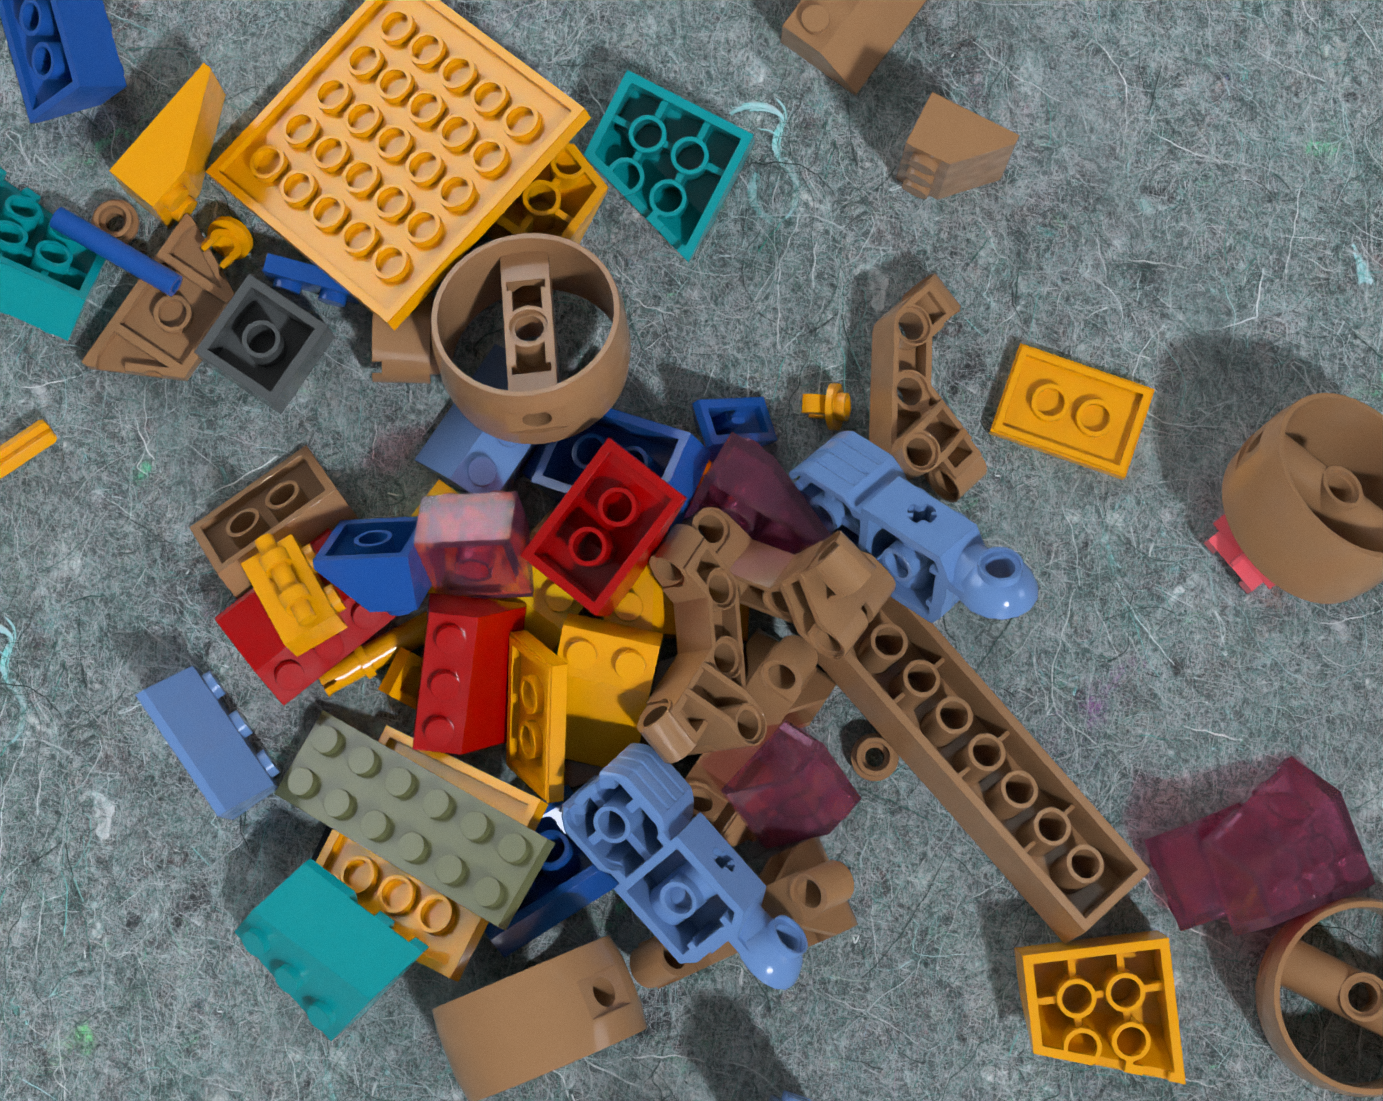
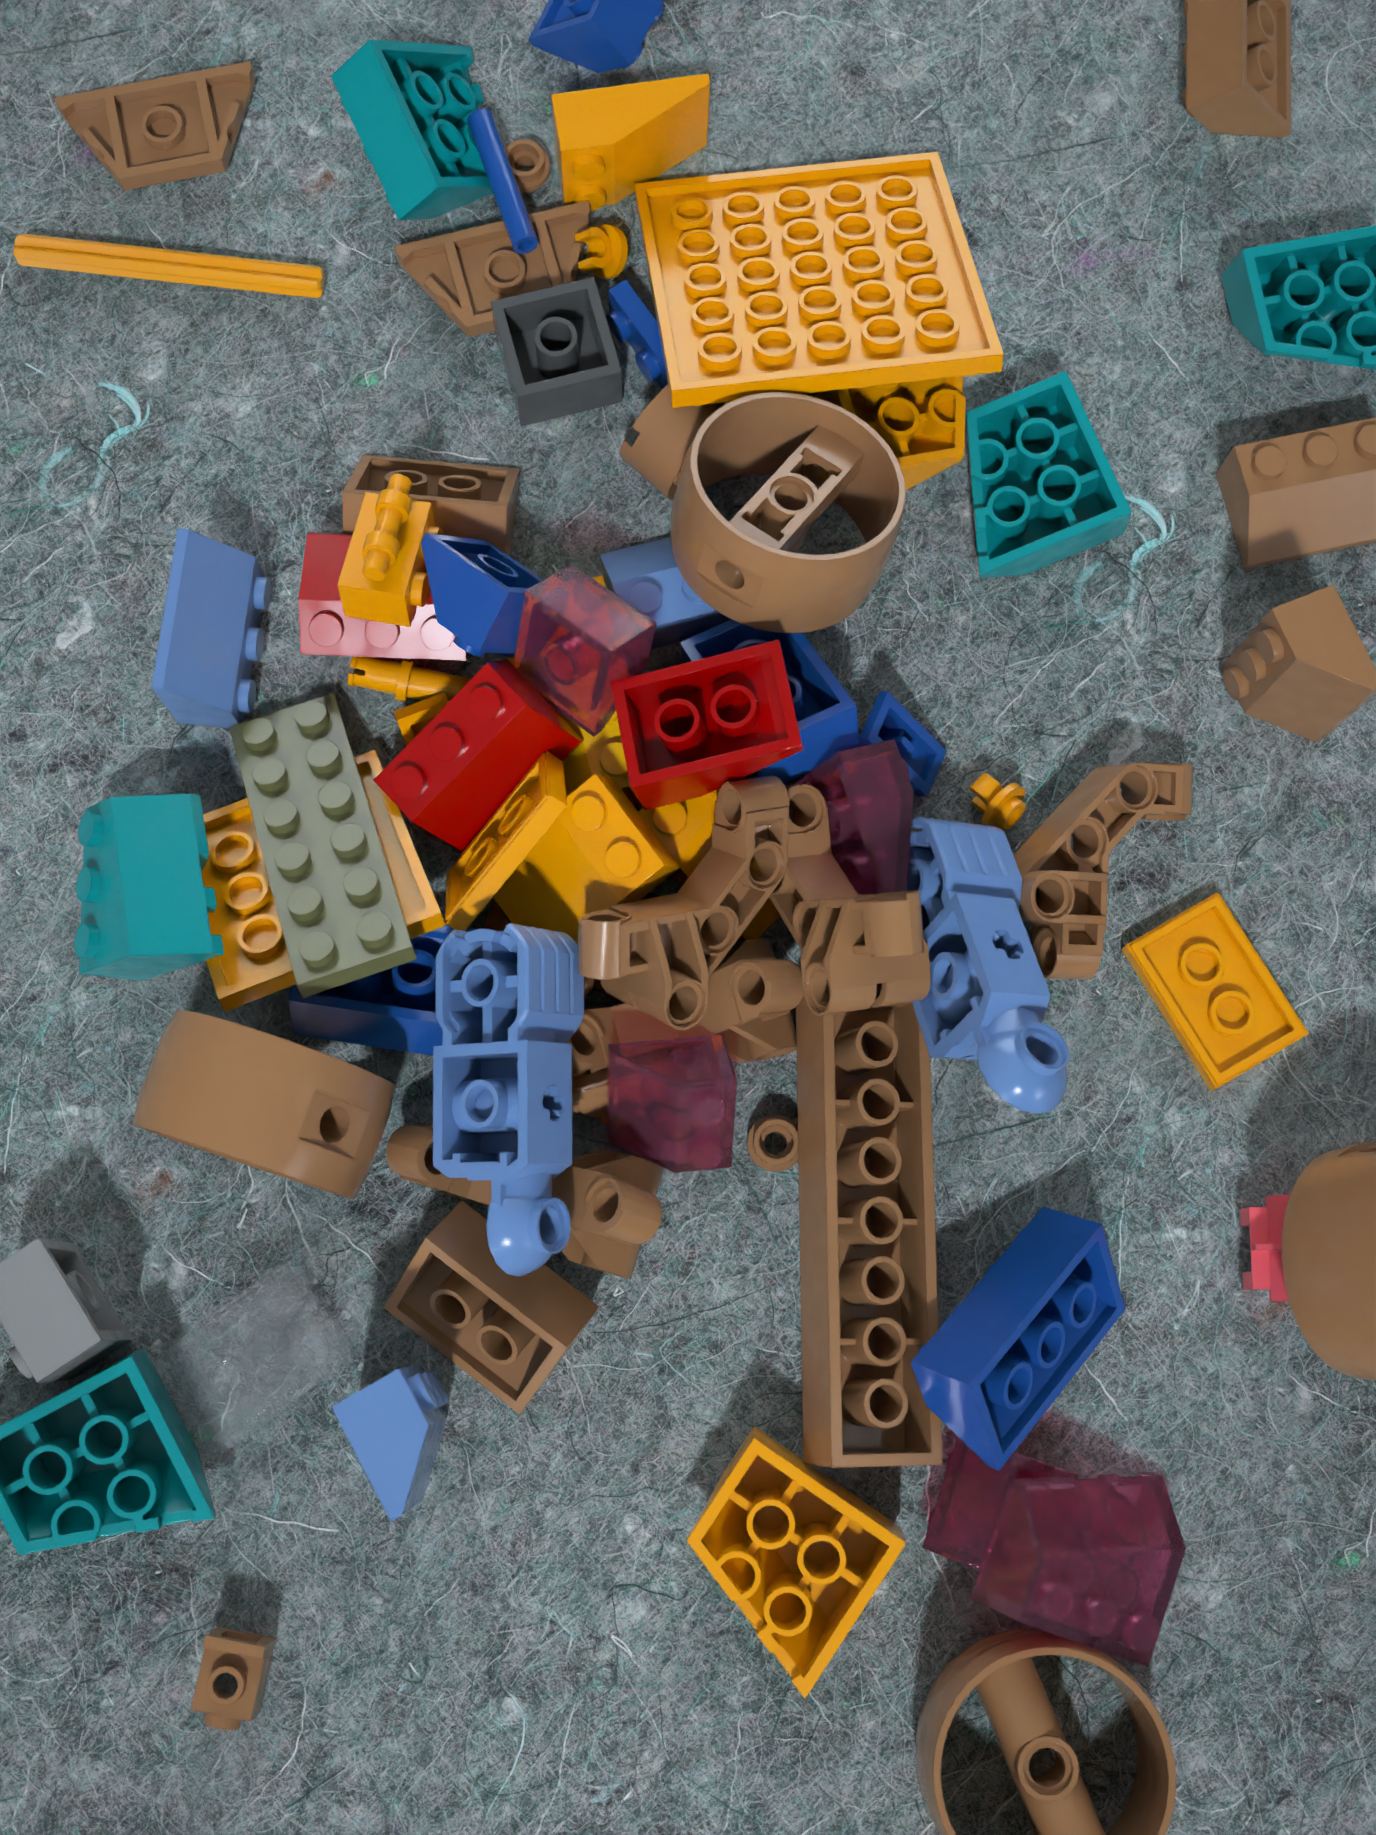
camera: 35 degrees right, 5 degrees down
(788, 1030) = (485, 1321): none -> medium nougat slope
(1132, 745) = (1021, 1334): none -> blue slope

